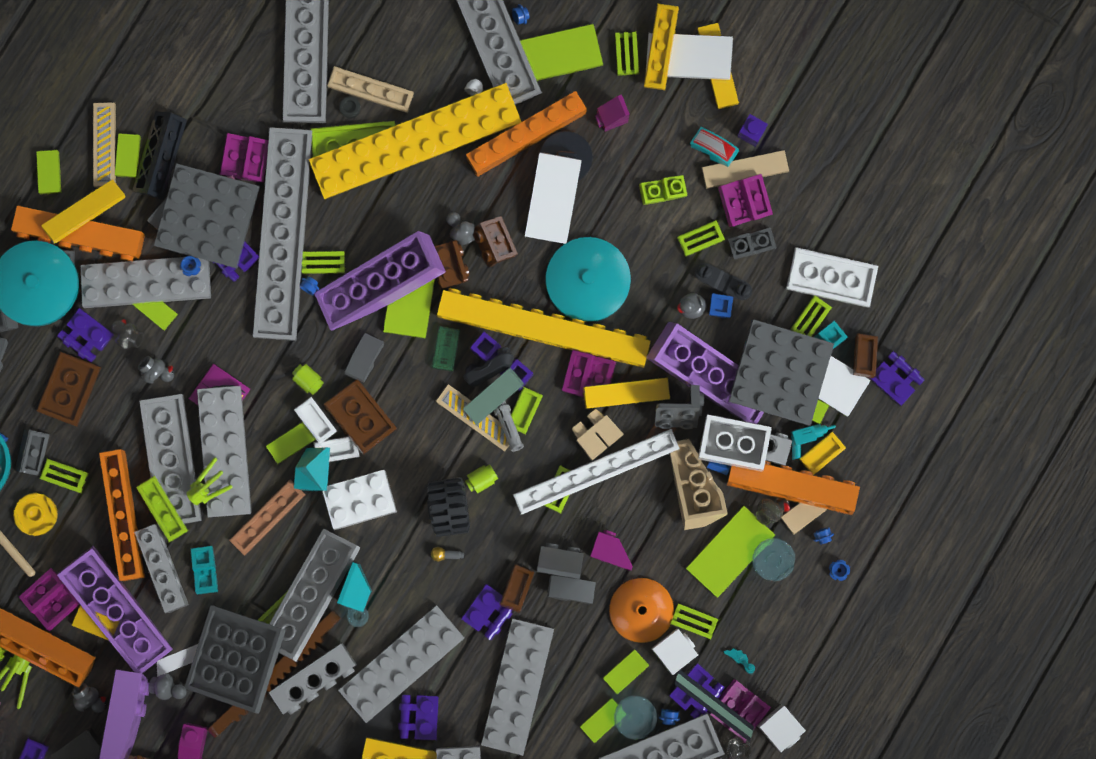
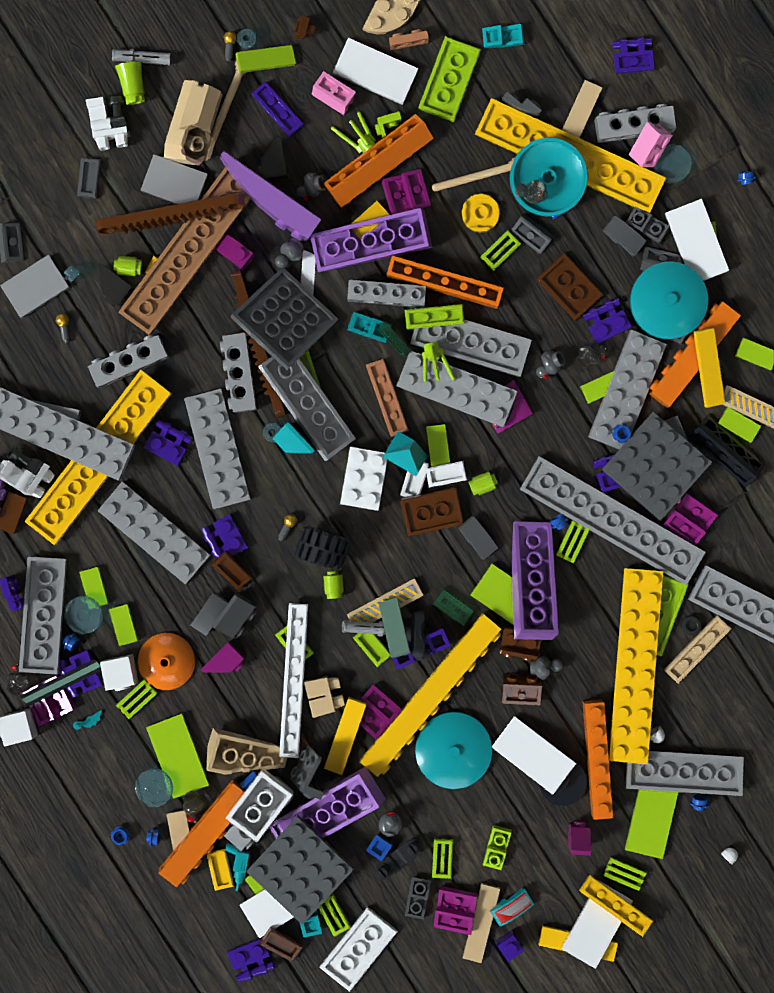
camera: 120 degrees right, 5 degrees up
(204, 539) = (393, 339): none -> clear green tile

